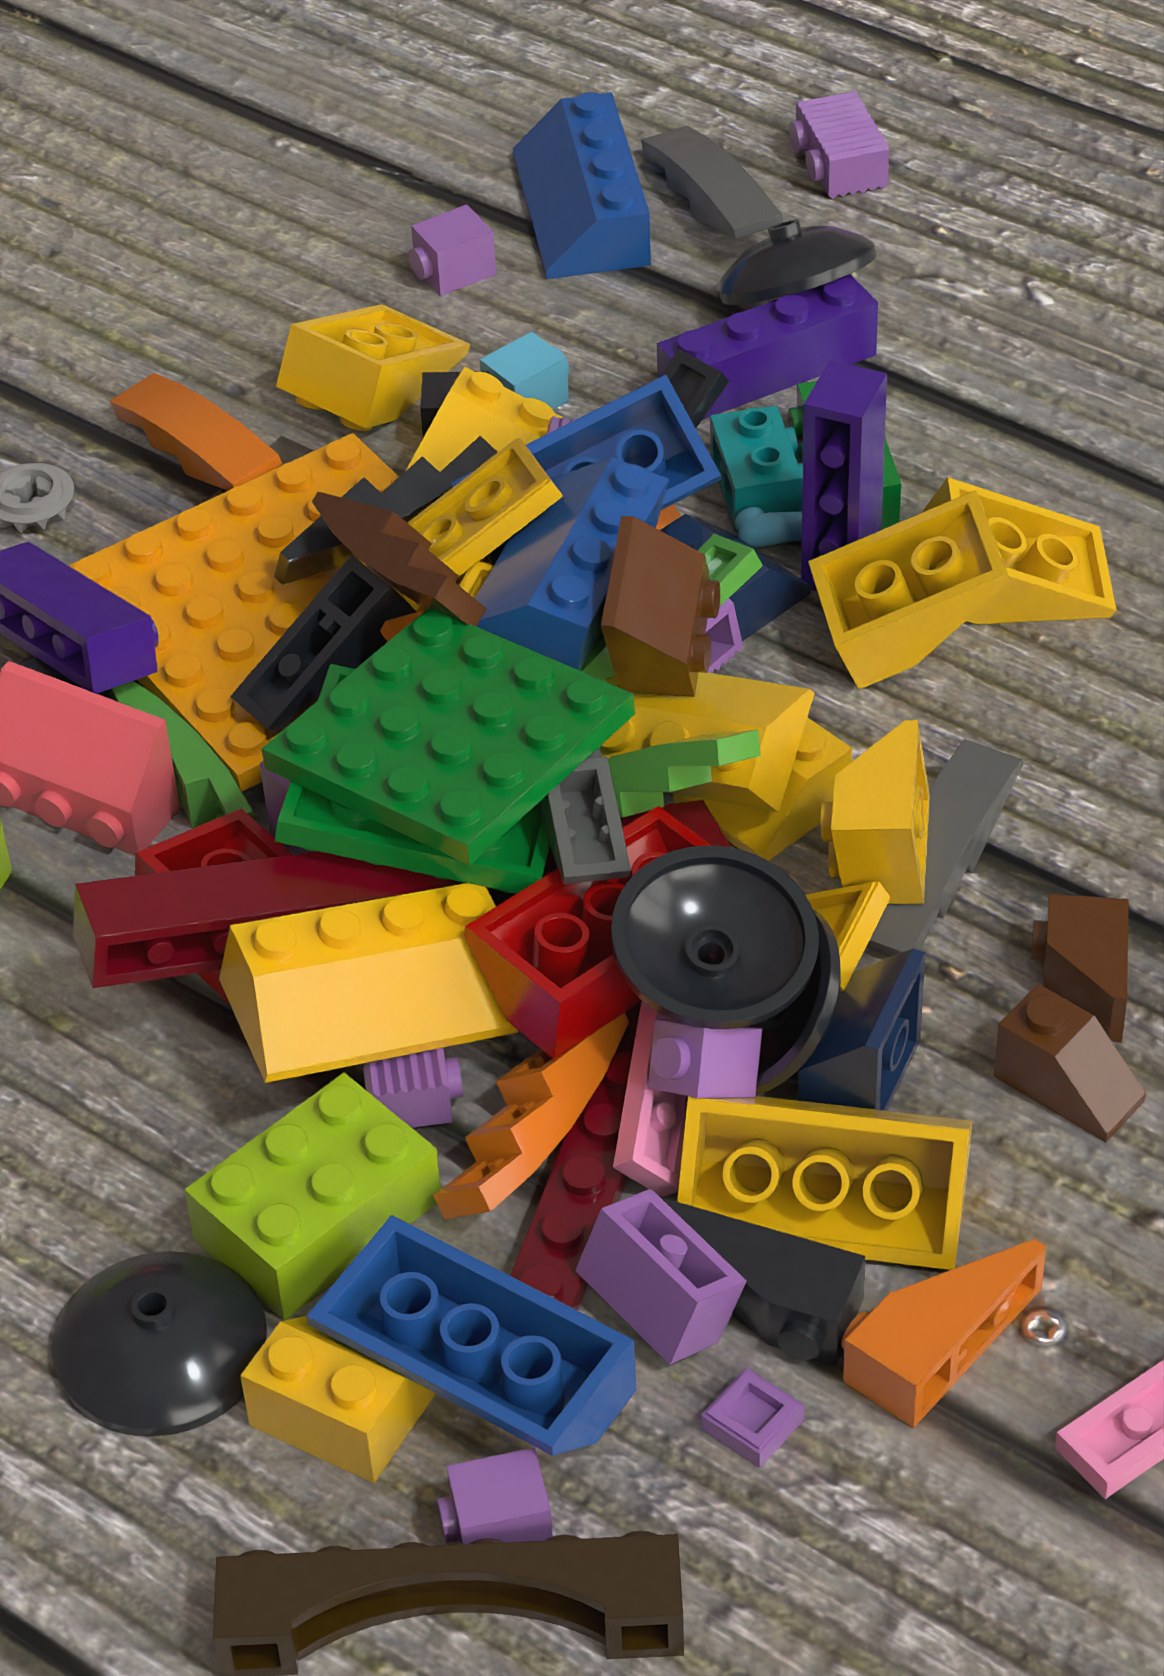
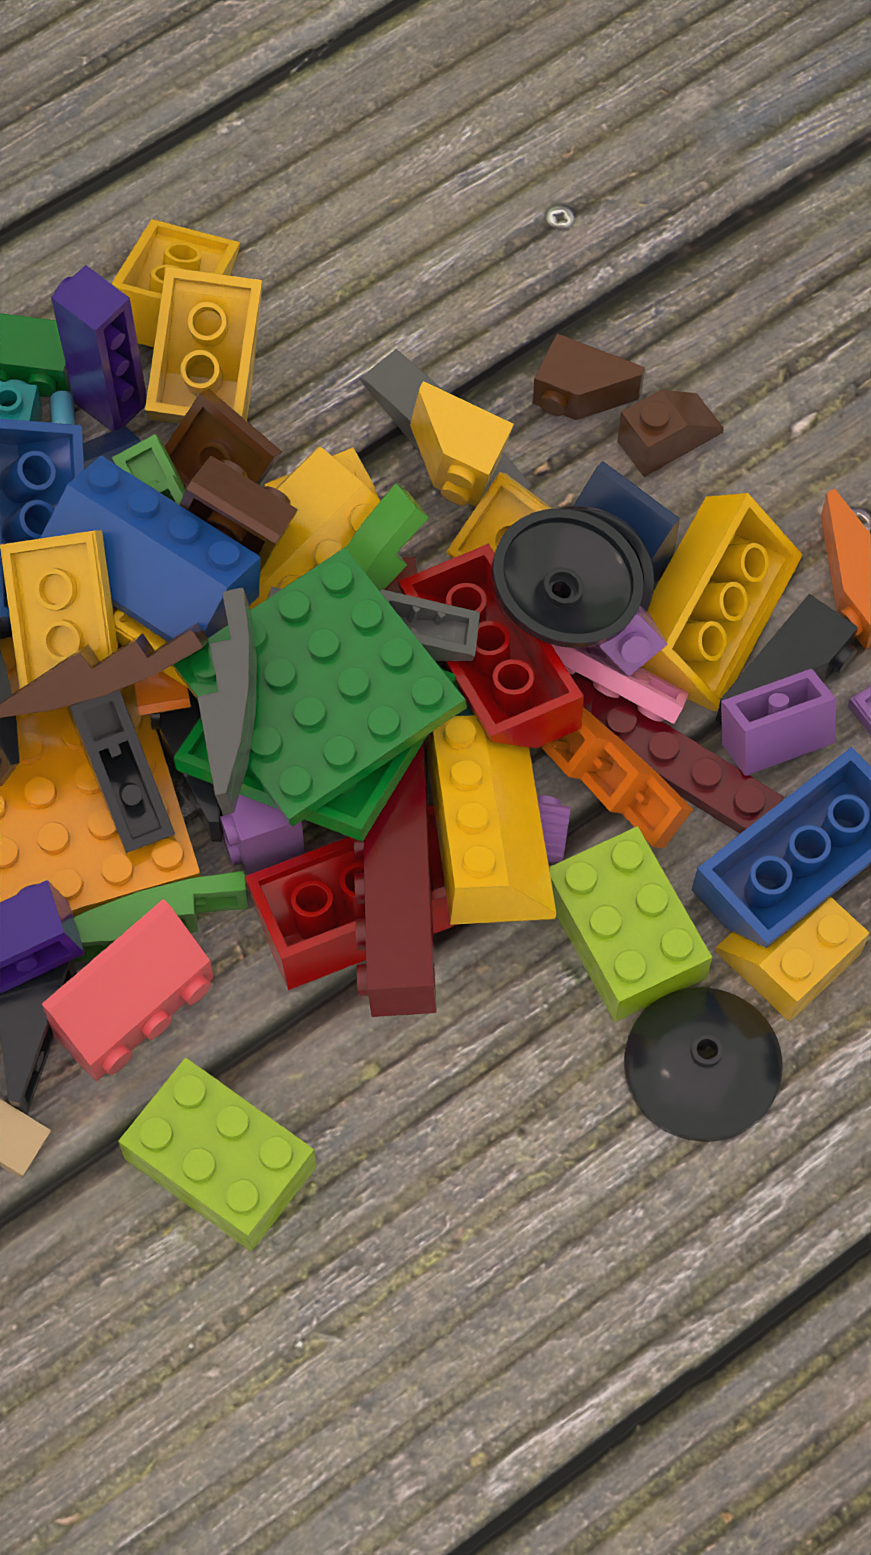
camera: 75 degrees left, 20 degrees up
(362, 643) = (231, 712): none -> dark grey slope
(787, 632) = (219, 432): none -> reddish brown plate

